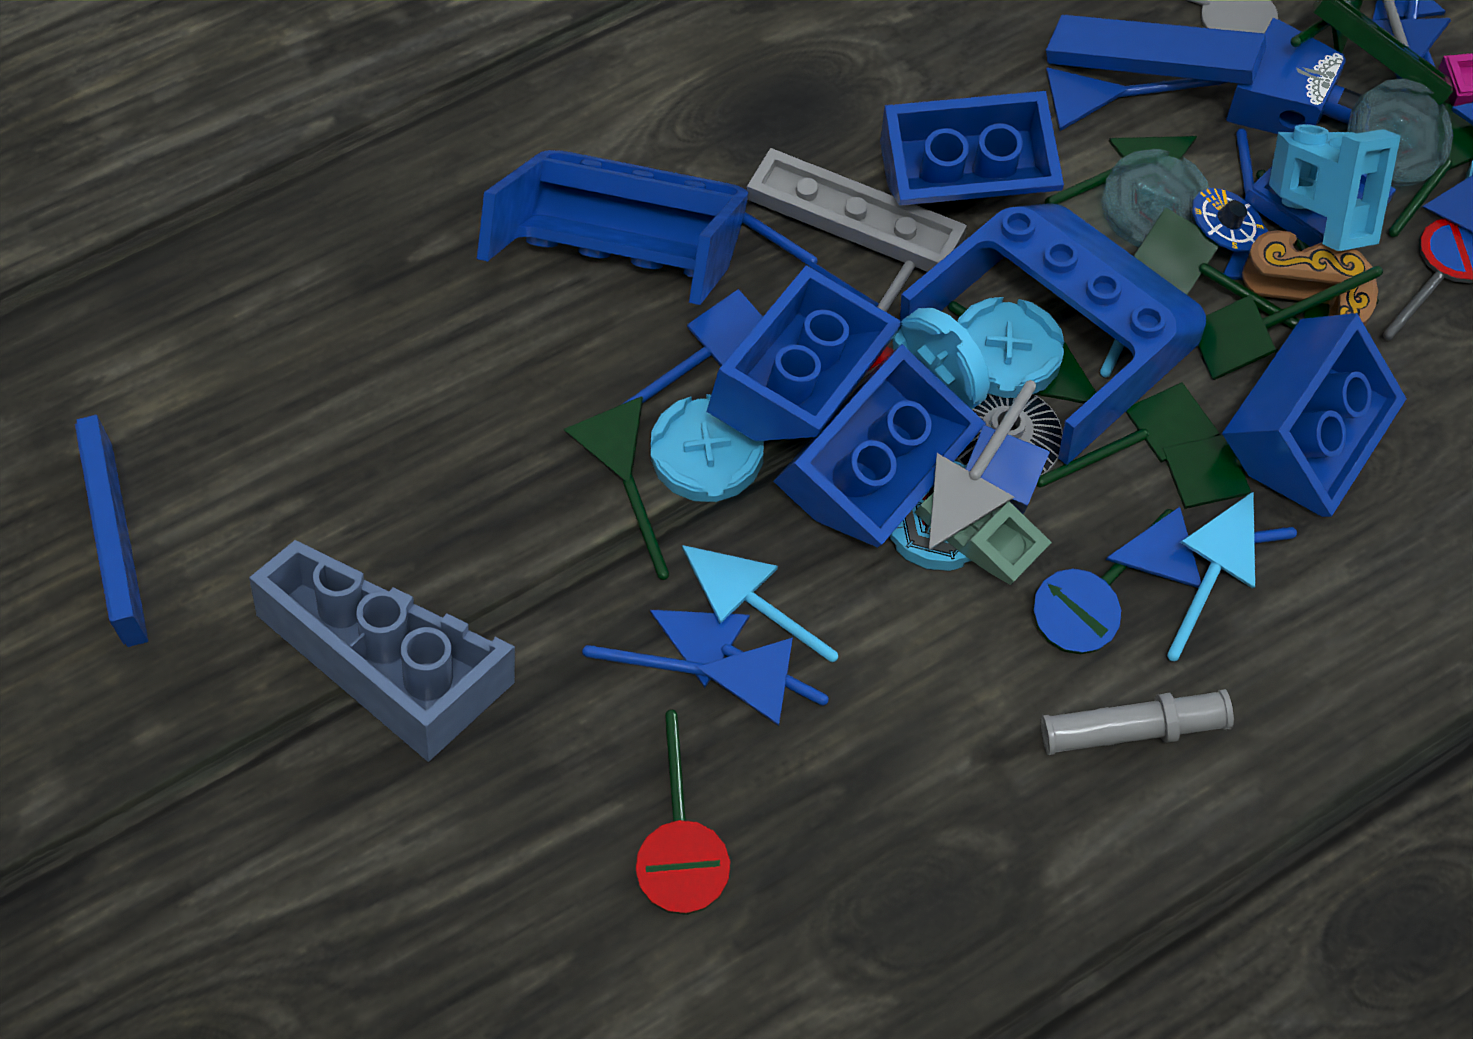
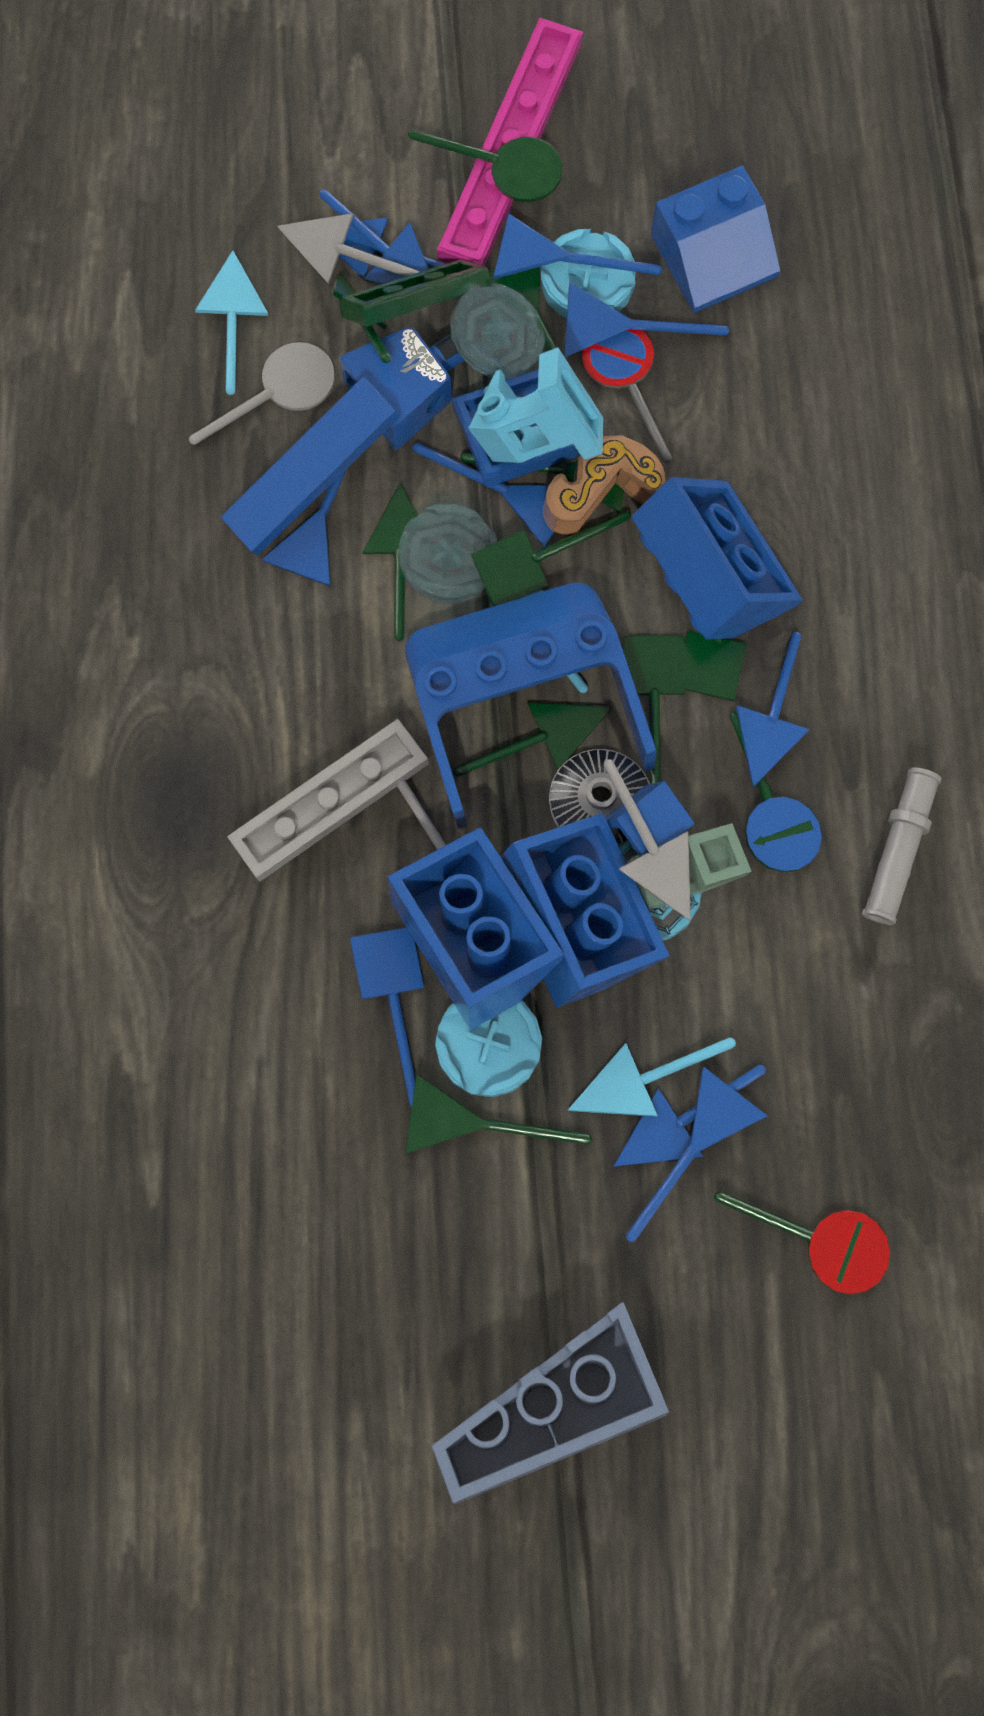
camera: 60 degrees left, 15 degrees up
(111, 532) = (309, 1602): blue tile -> none
(617, 211) = (227, 991): blue windscreen -> none
(798, 252) = (404, 850): blue piece -> none
(946, 352) = (529, 814): medium azure tile -> none
(970, 148) = (338, 678): blue slope -> none
(1016, 343) = (528, 752): medium azure tile -> none
(1227, 219) = (504, 511): piece -> none
(1229, 546) = (789, 694): medium azure piece -> none
(1240, 335) = (612, 568): dark green piece -> none

